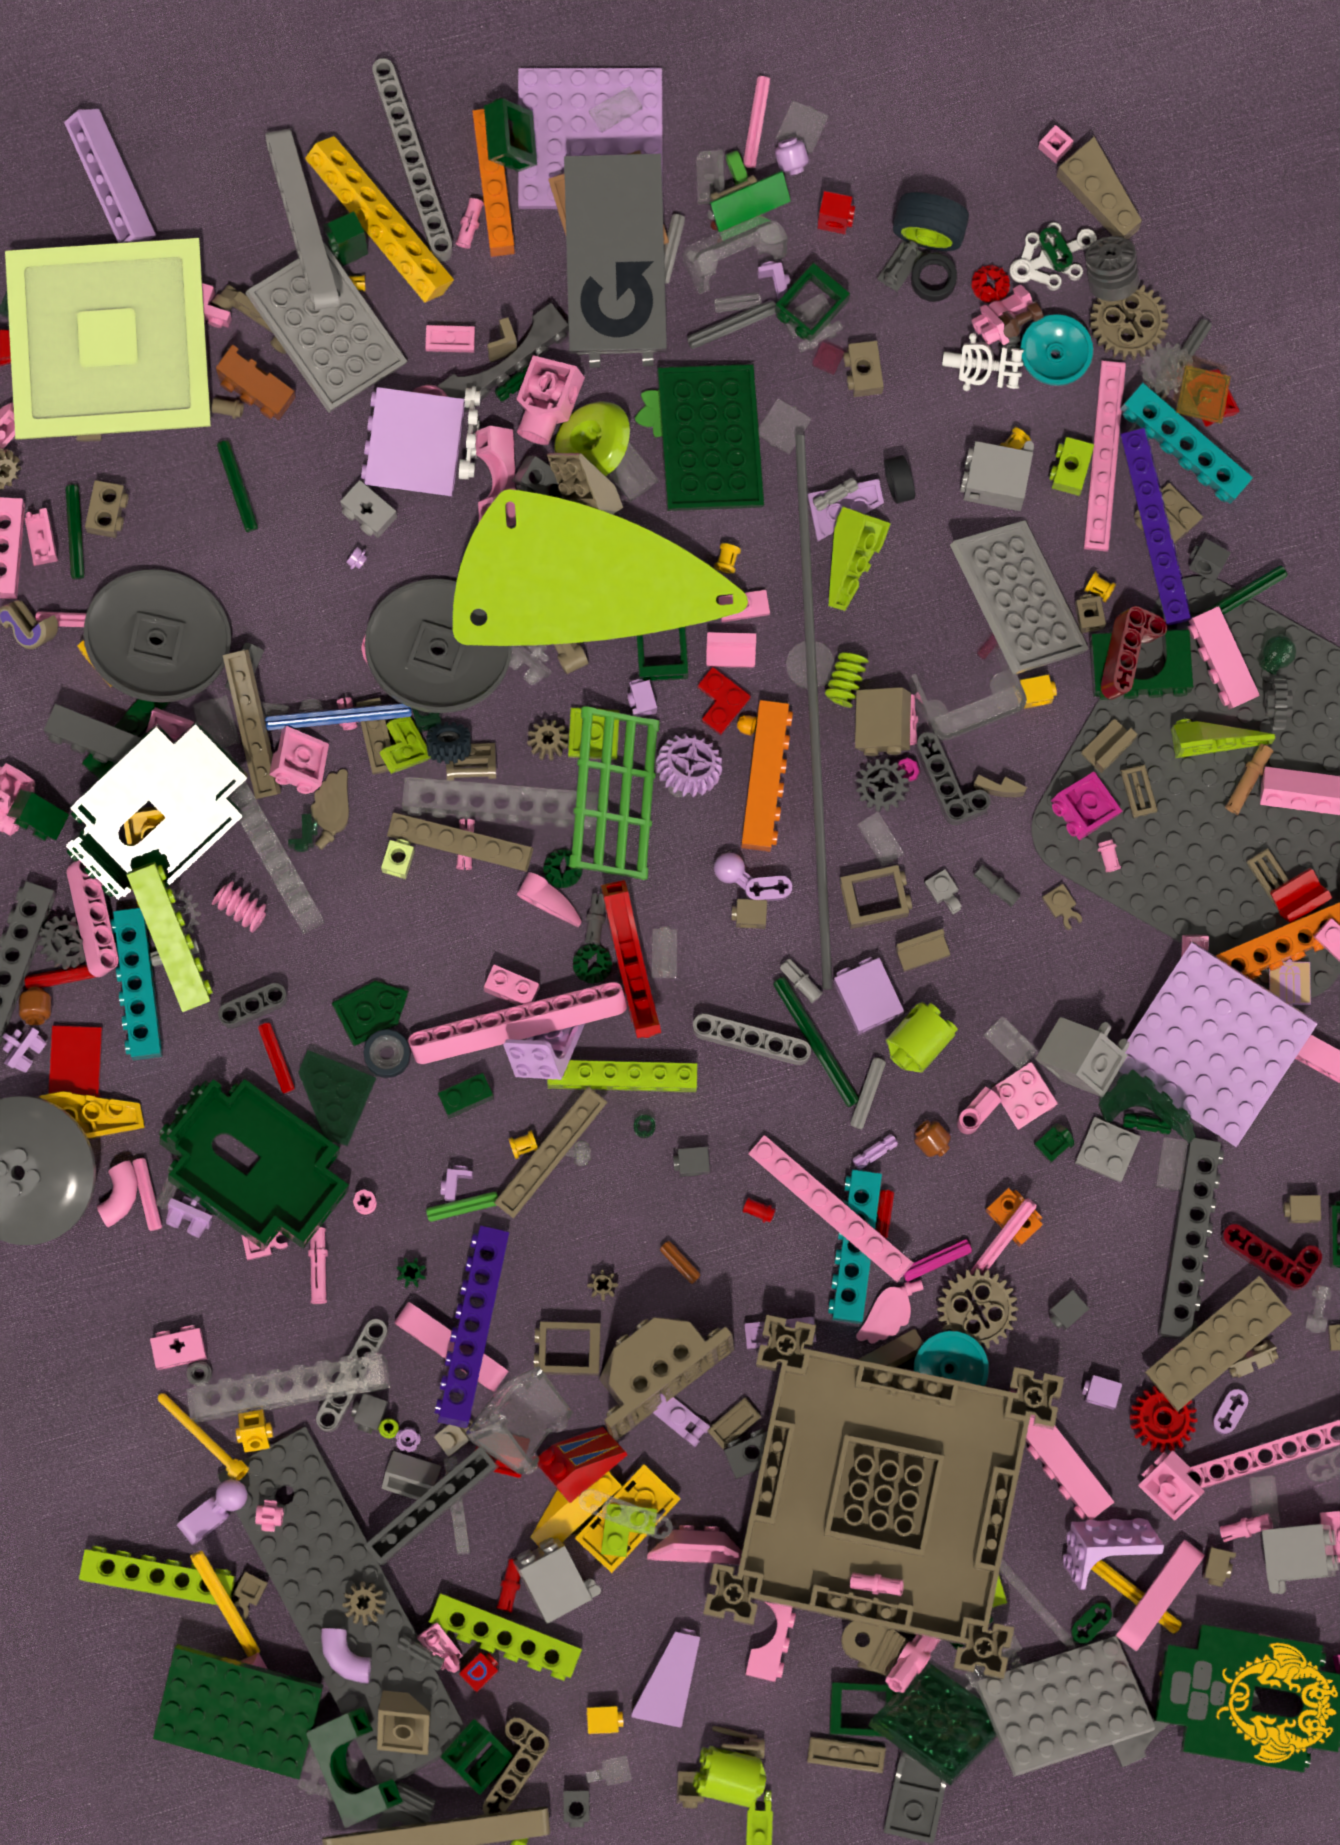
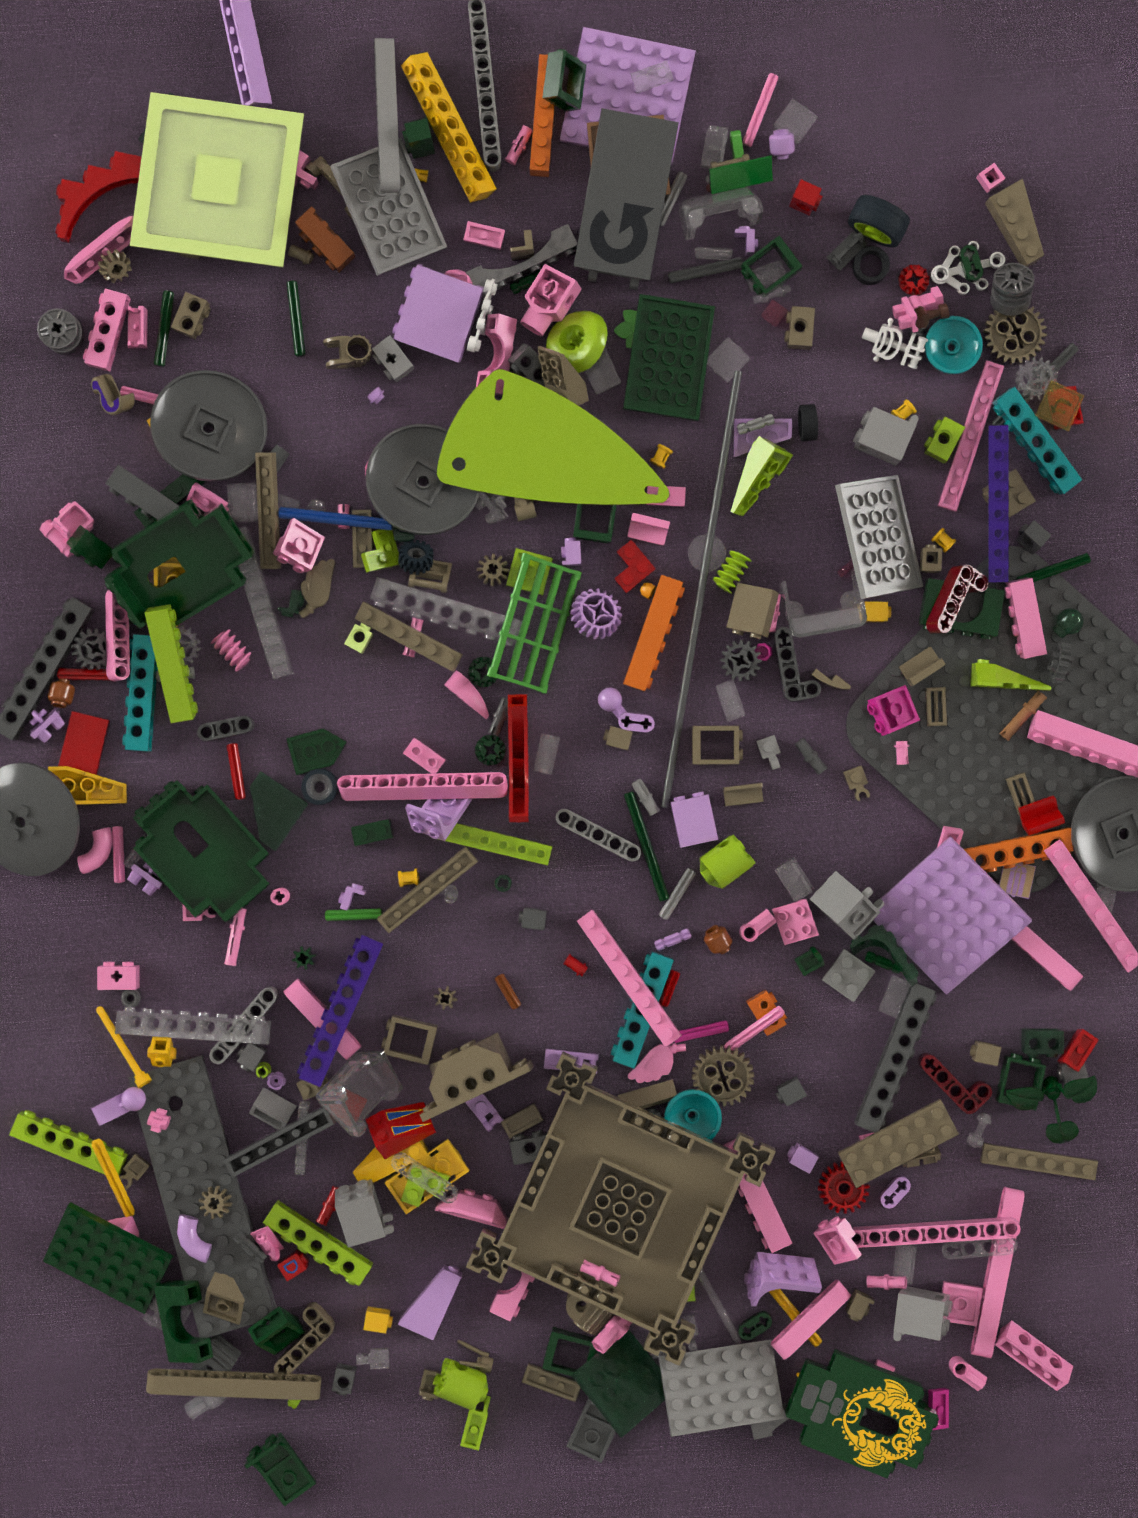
camera: 20 degrees right, 10 degrees up
(310, 519) = (346, 360): none -> dark tan piece

